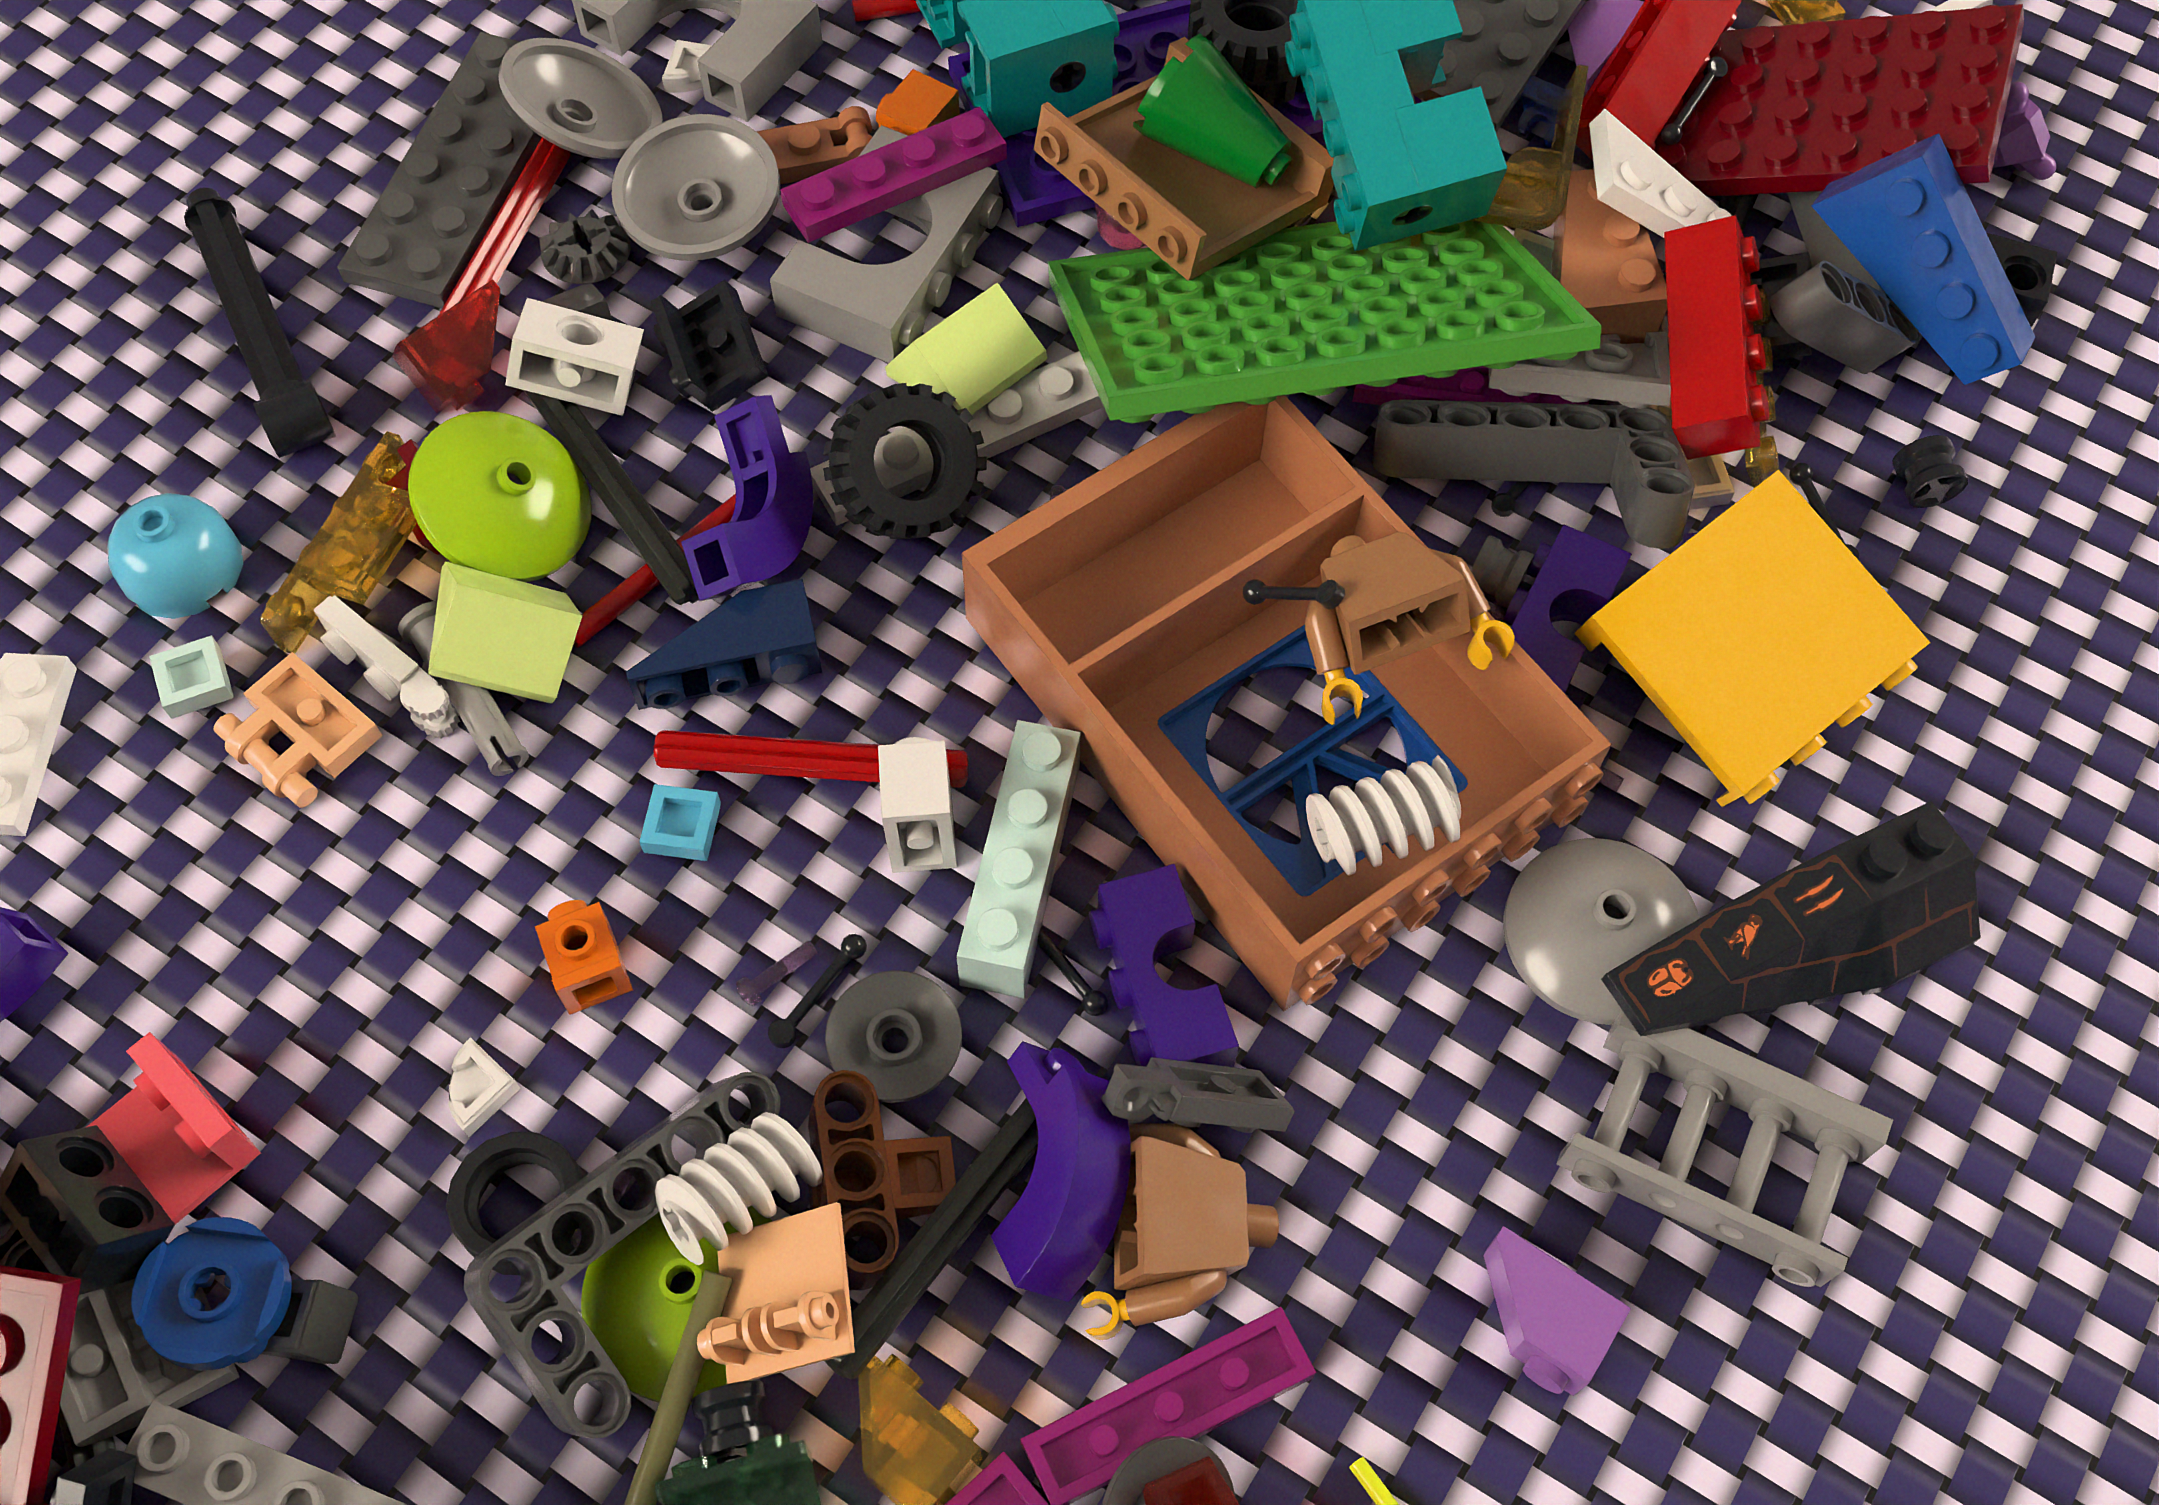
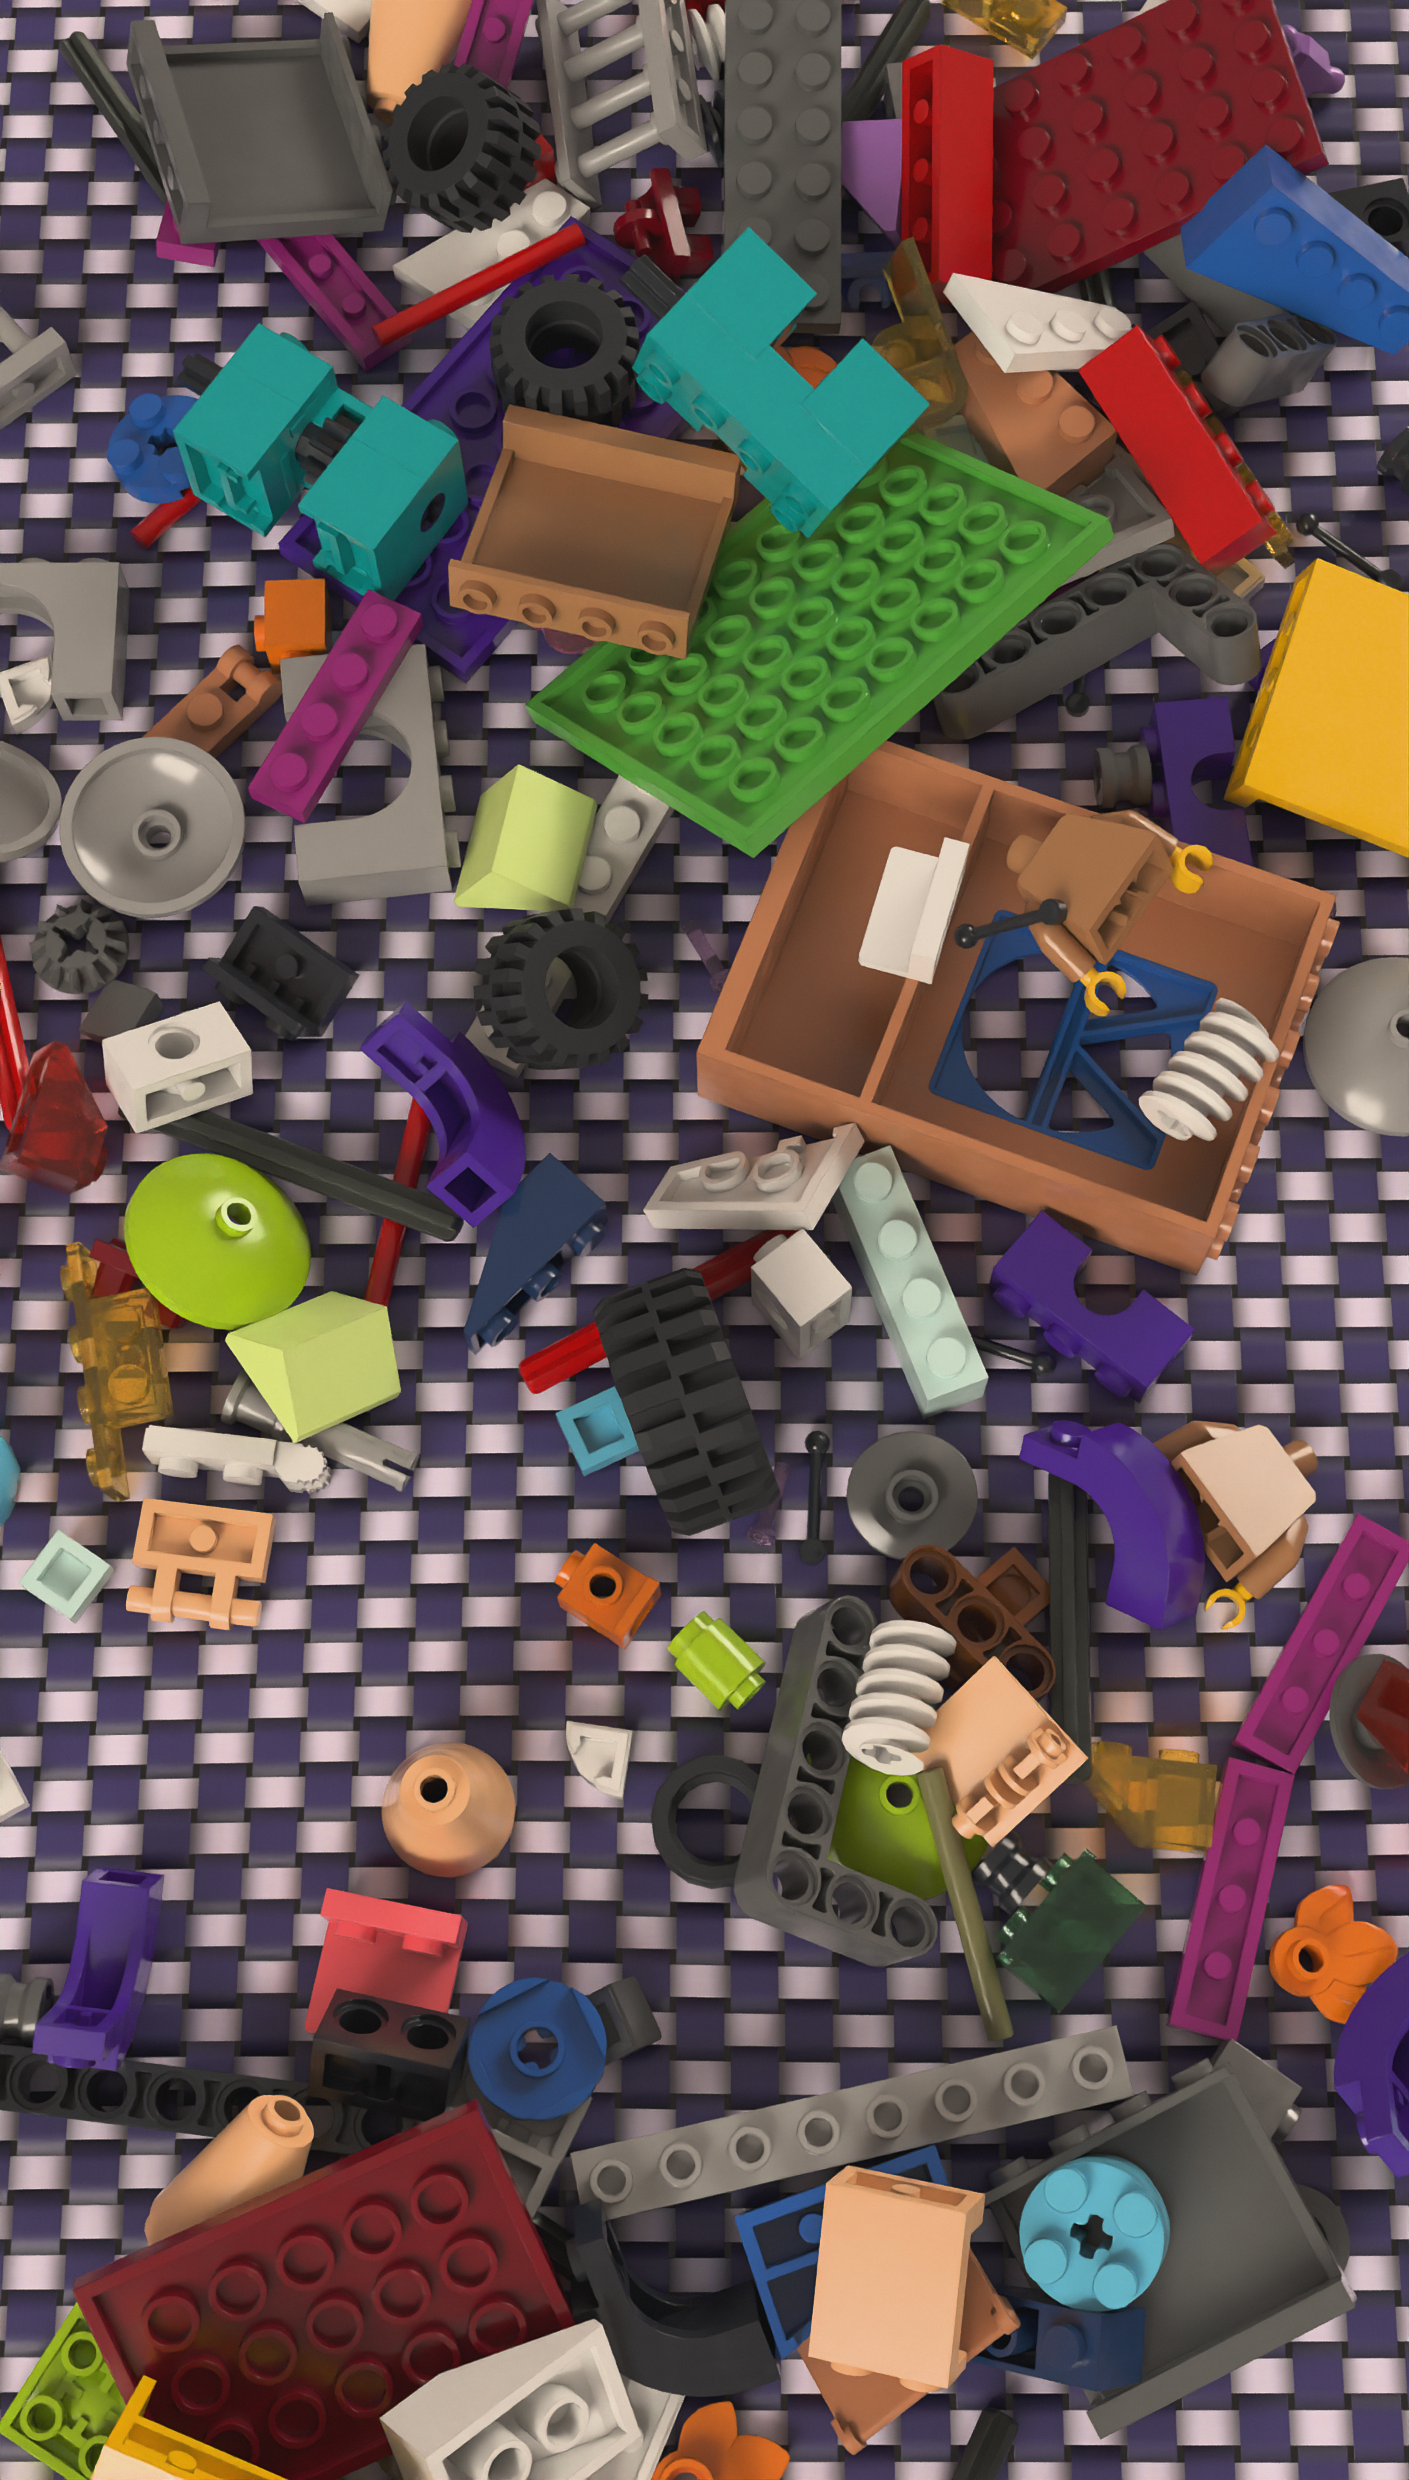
camera: 30 degrees left, 10 degrees up
(313, 1039) = (462, 1828): none -> light nougat cone
(626, 1068) = (717, 1662): none -> lime brick
(739, 821) = (685, 1402): none -> black tyre
(944, 707) = (756, 1193): none -> white wing
(1197, 1094) = (1193, 1389): dark grey hinge -> none
(1214, 117) = (604, 480): green cone -> none
(1225, 545) = (914, 911): none -> white panel
(1714, 71) = (1003, 153): black hinge -> none

